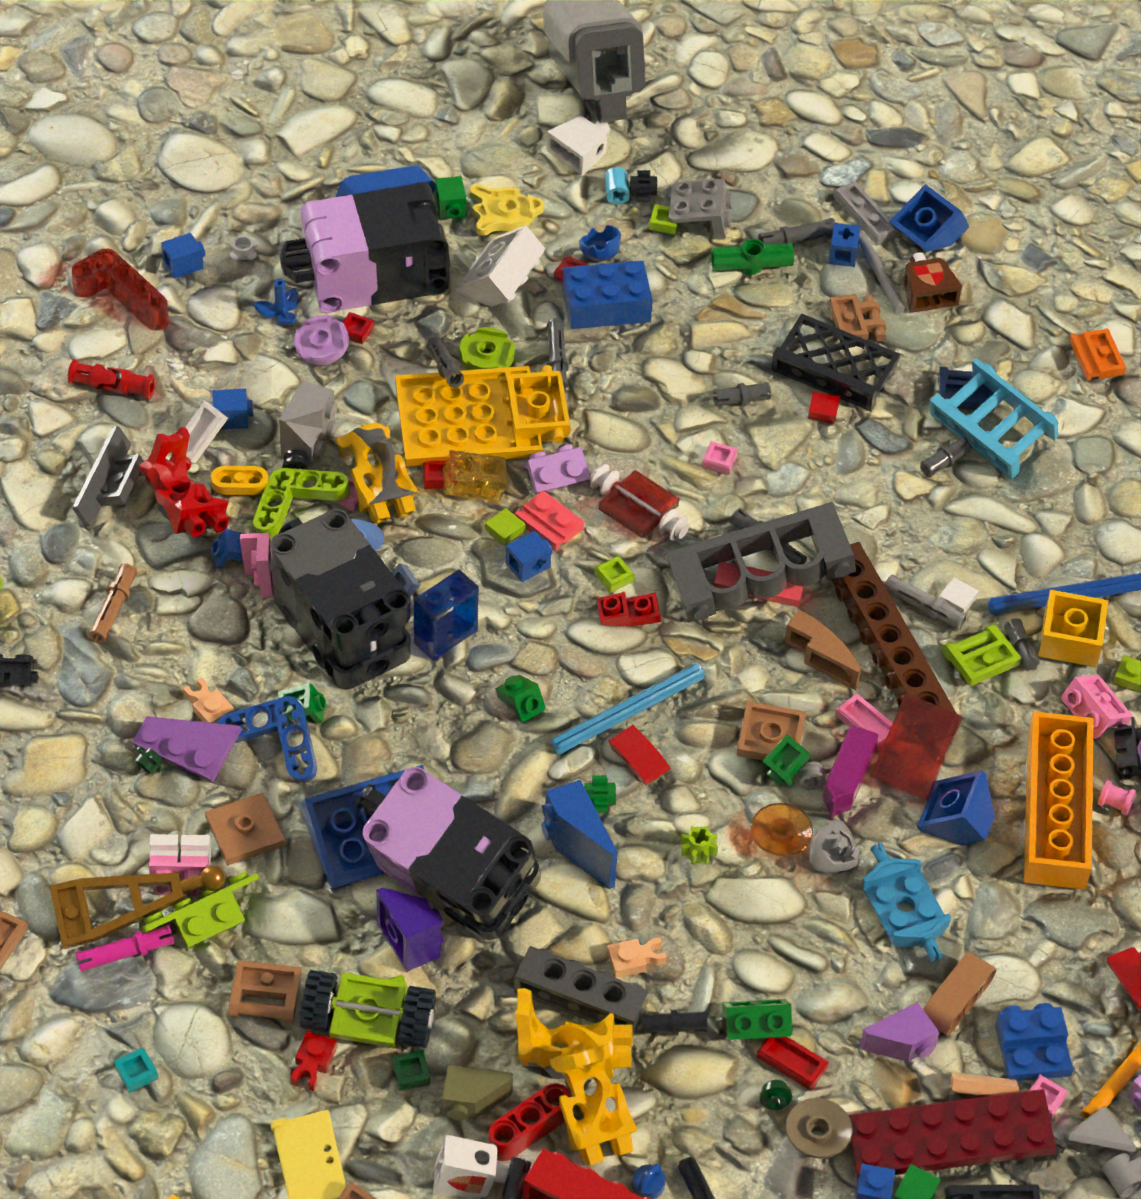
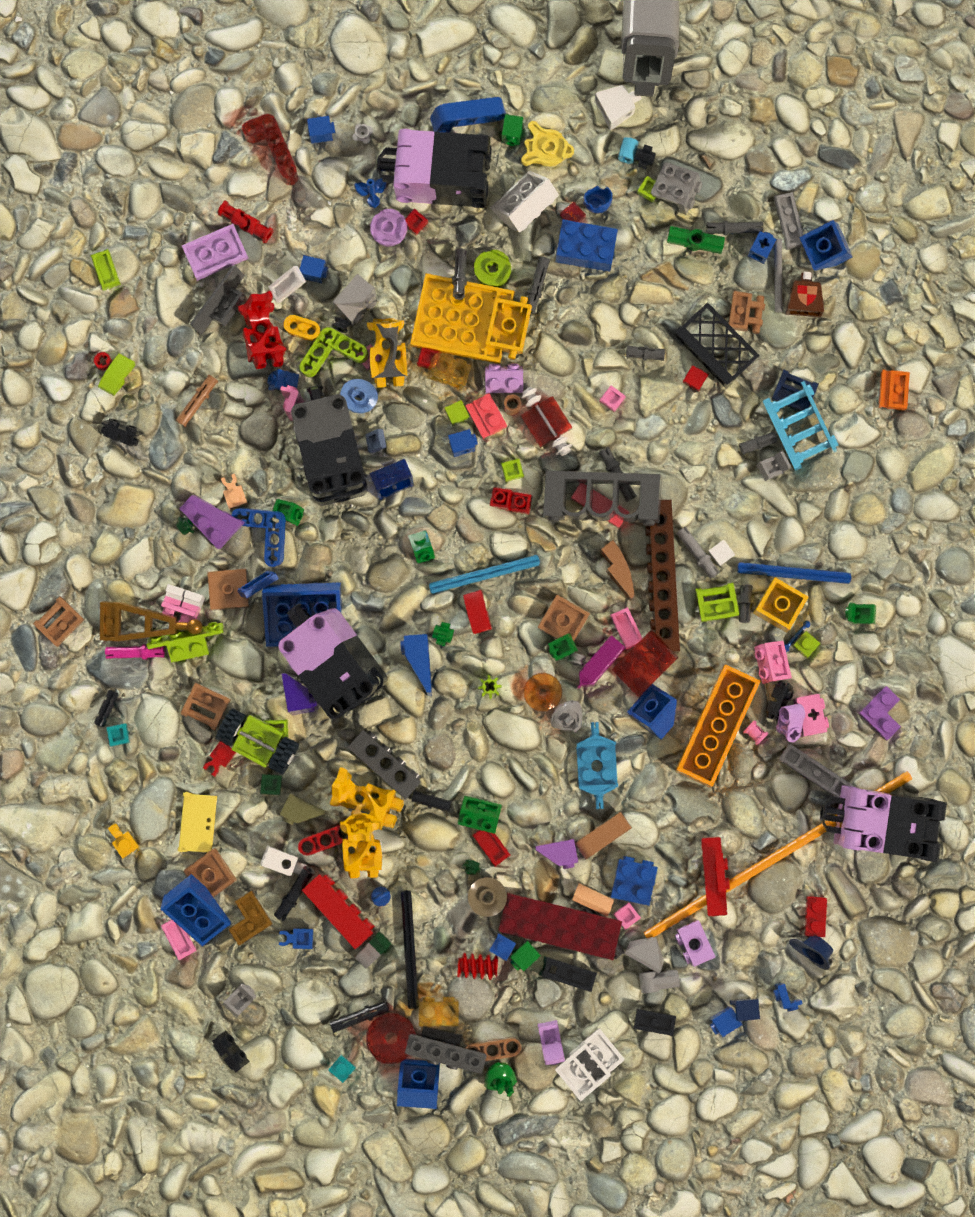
camera: 20 degrees right, 30 degrees up
(78, 423) = (215, 252): none -> lavender plate
(102, 1040) = (106, 708): none -> black axle
(290, 801) = (257, 584): none -> blue tile
(582, 495) = (512, 398): none -> medium nougat beam
(632, 958) = (423, 748): light nougat plate -> none
(982, 475) = (774, 466): none -> light grey bracket
(1119, 650) = (806, 624): none -> blue hinge

